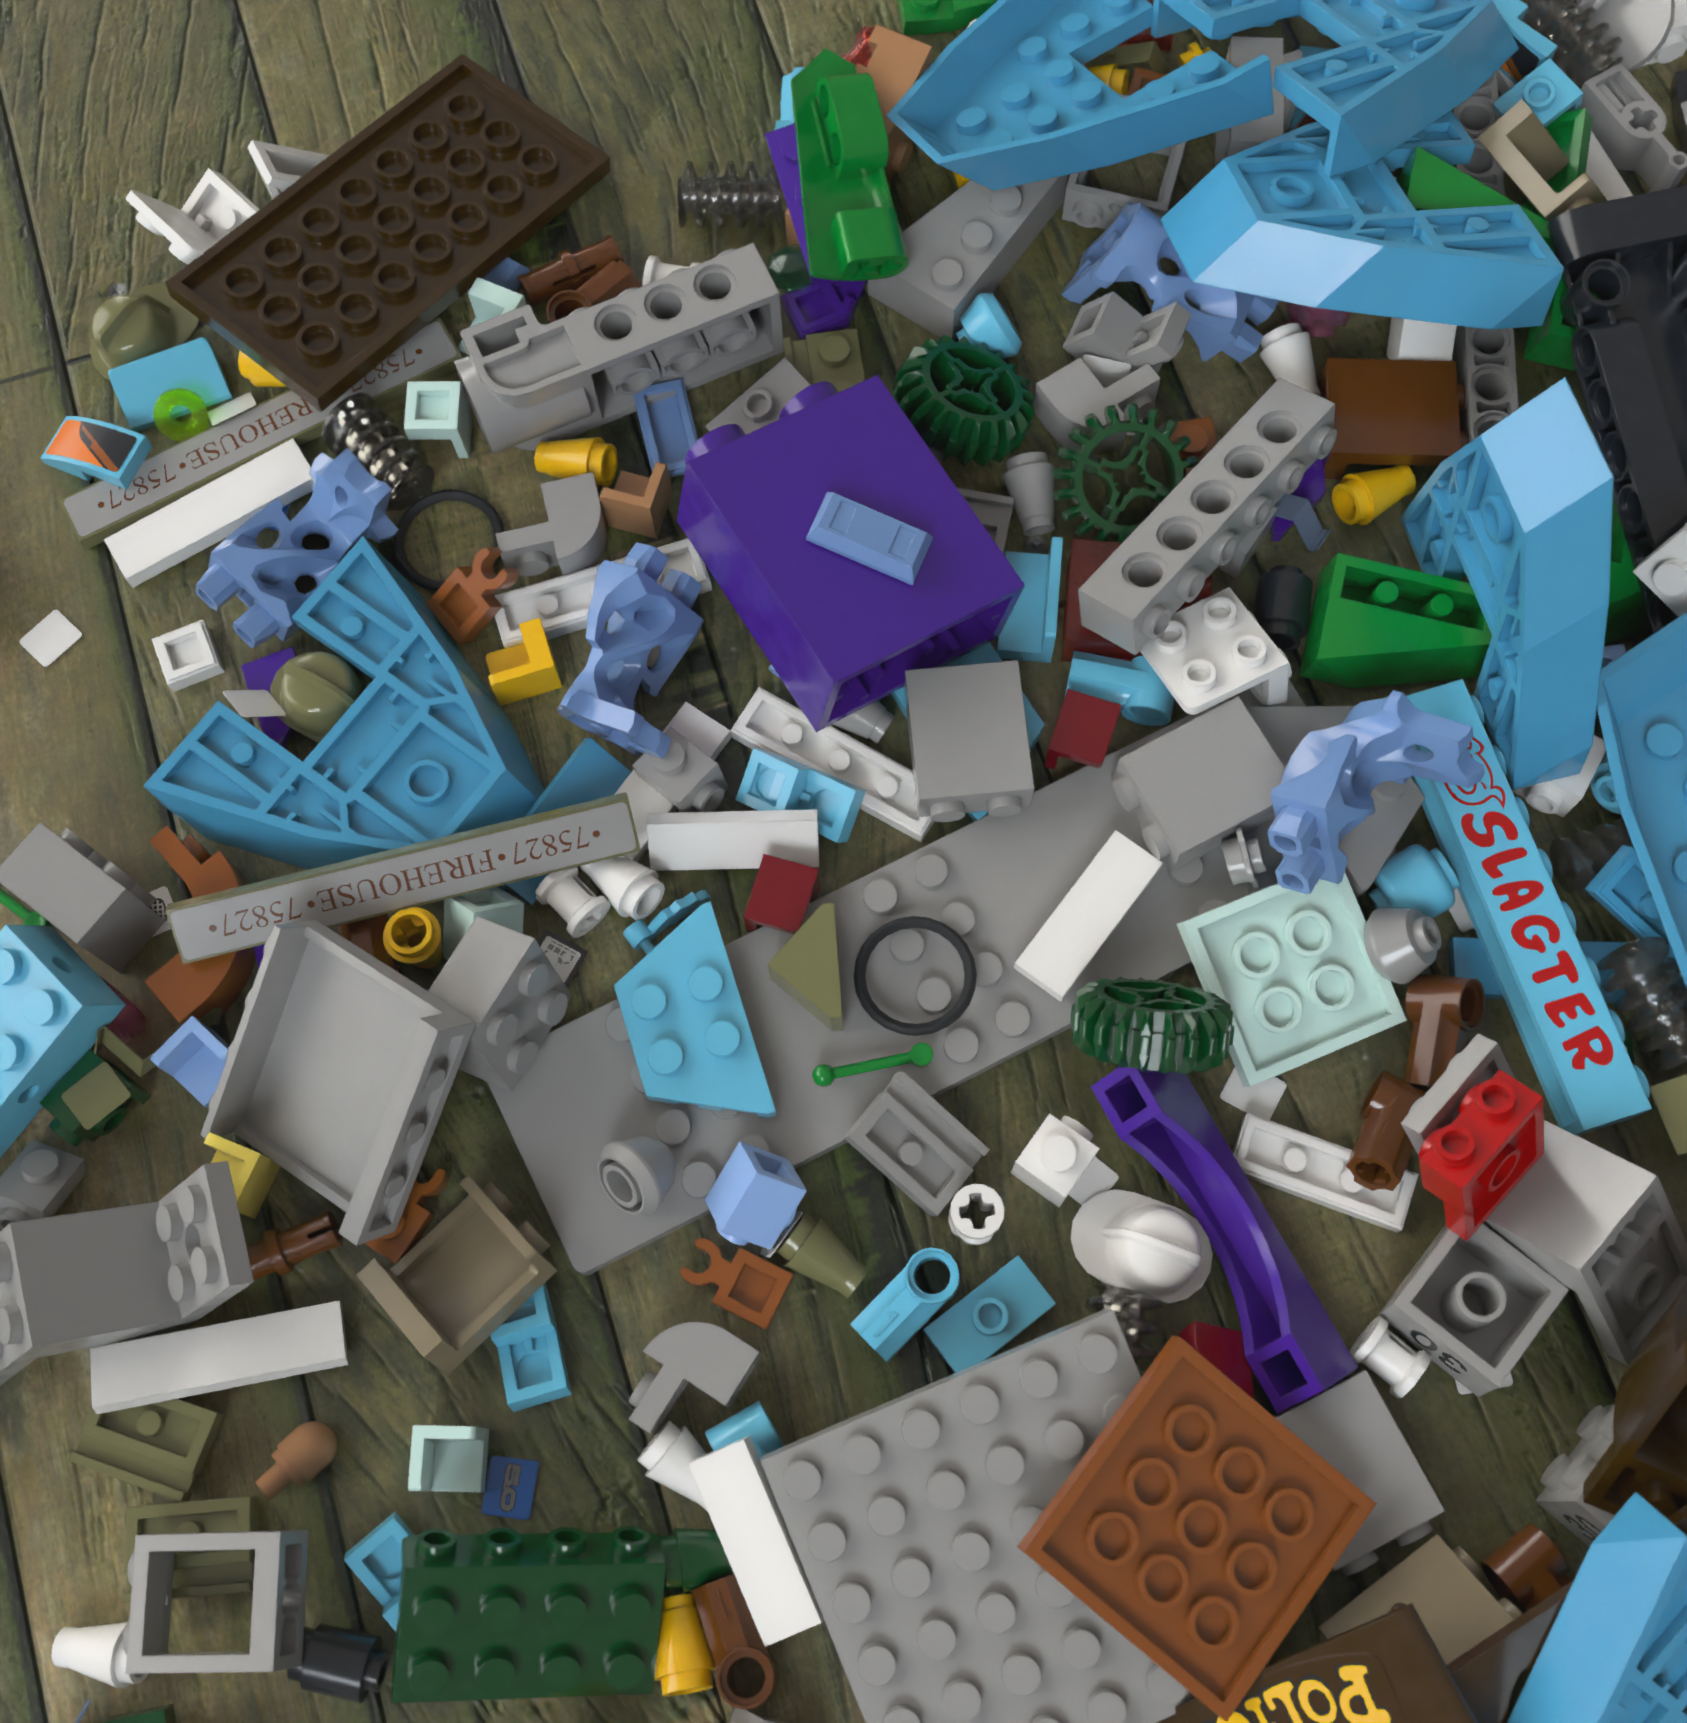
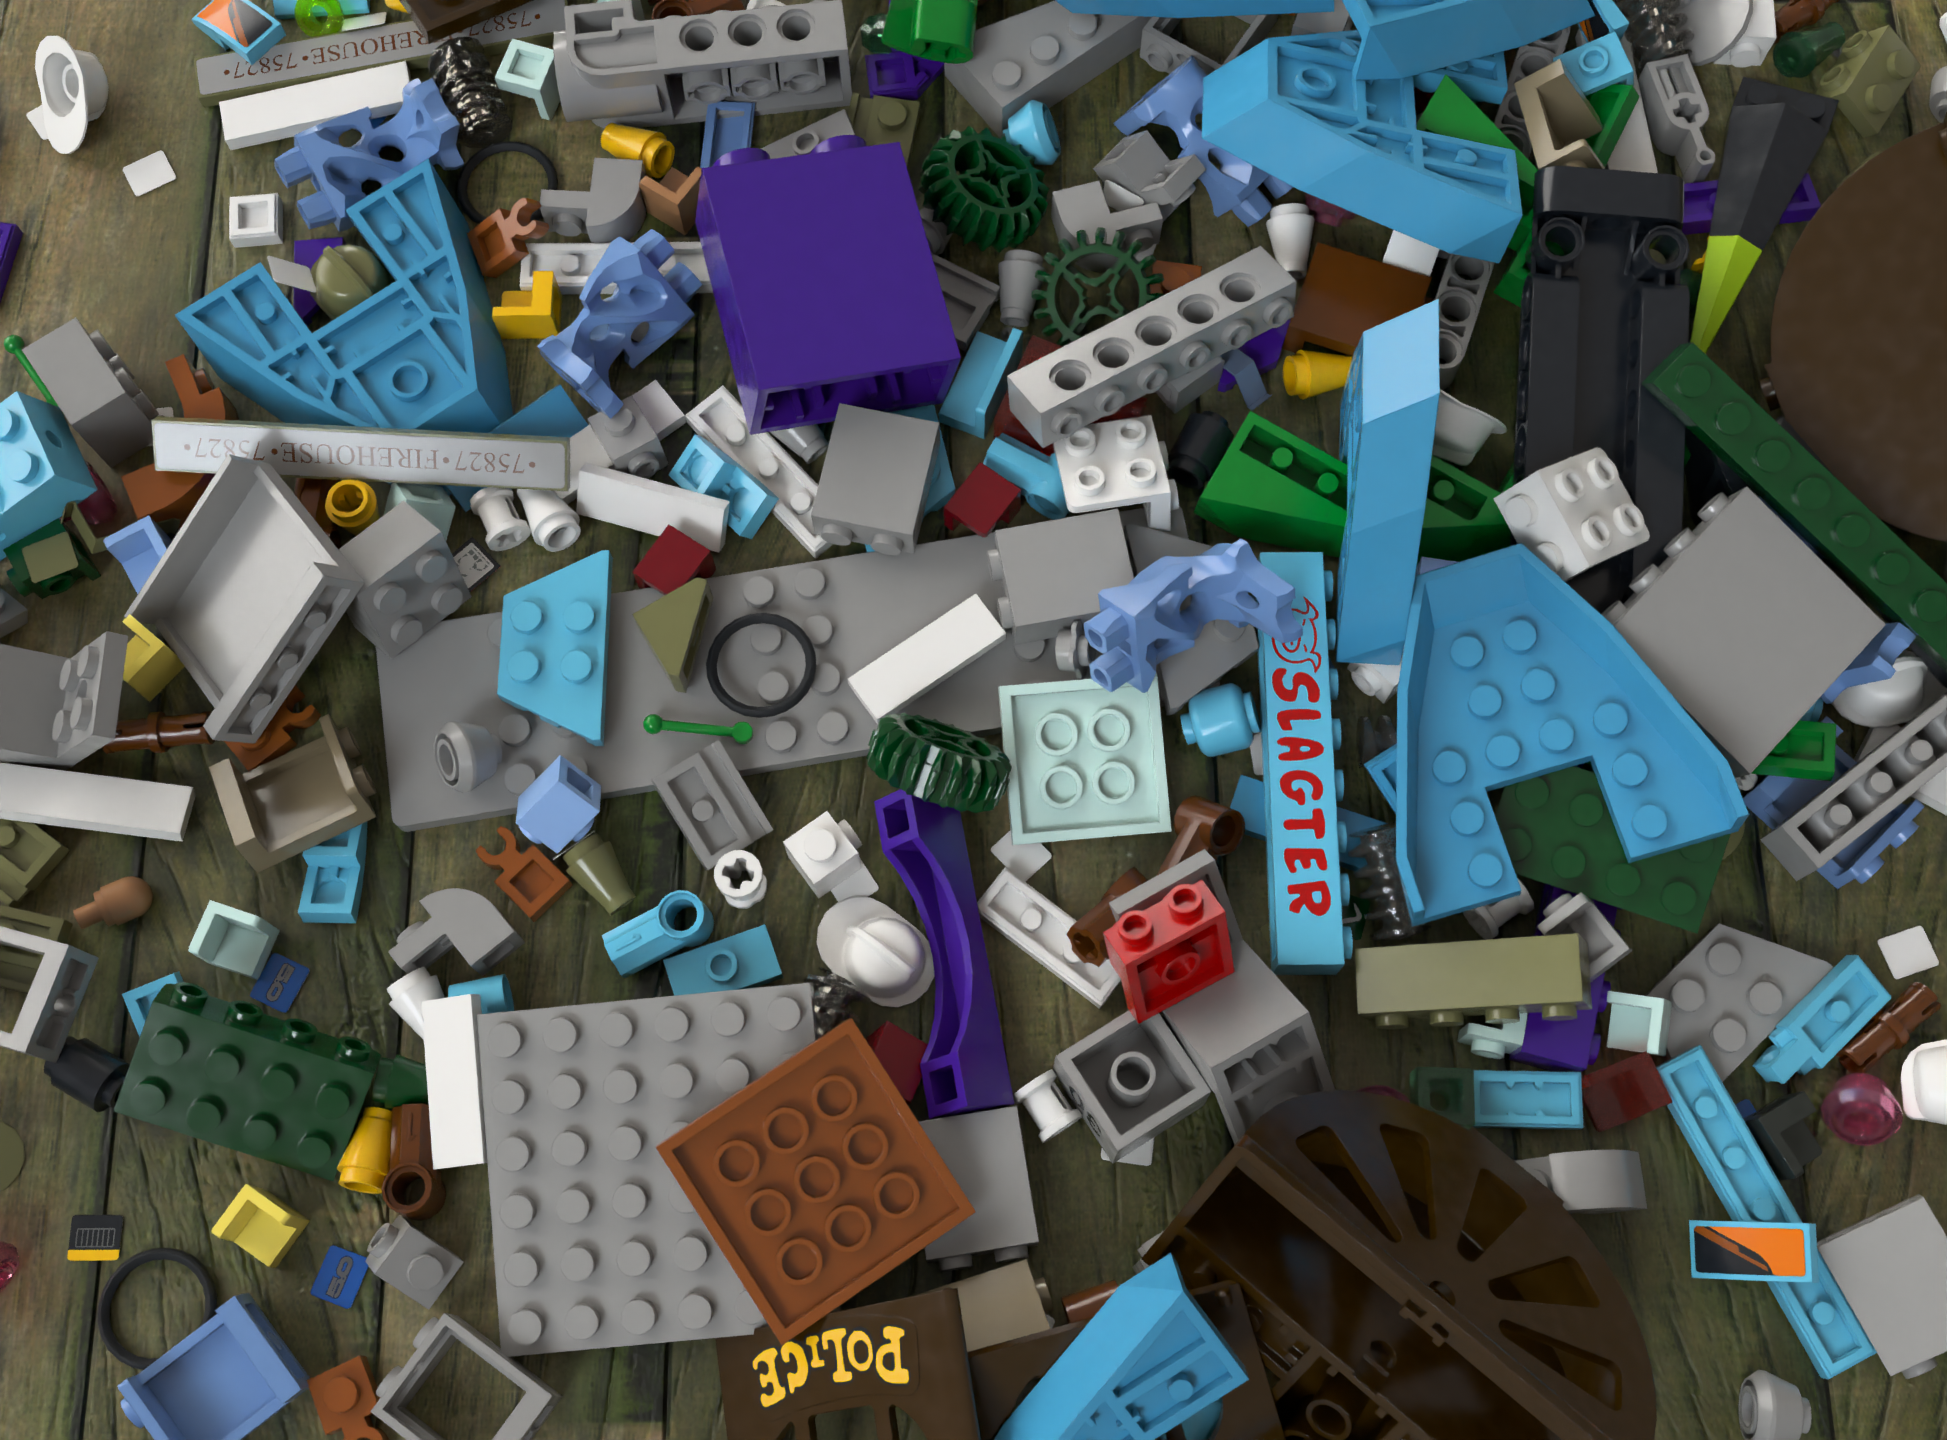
camera: 15 degrees right, 0 degrees up
(641, 935) = (548, 563): medium azure piece -> none
(869, 537) = (836, 278): medium blue tile -> none
(1401, 942) = (1184, 761): light grey cone -> none

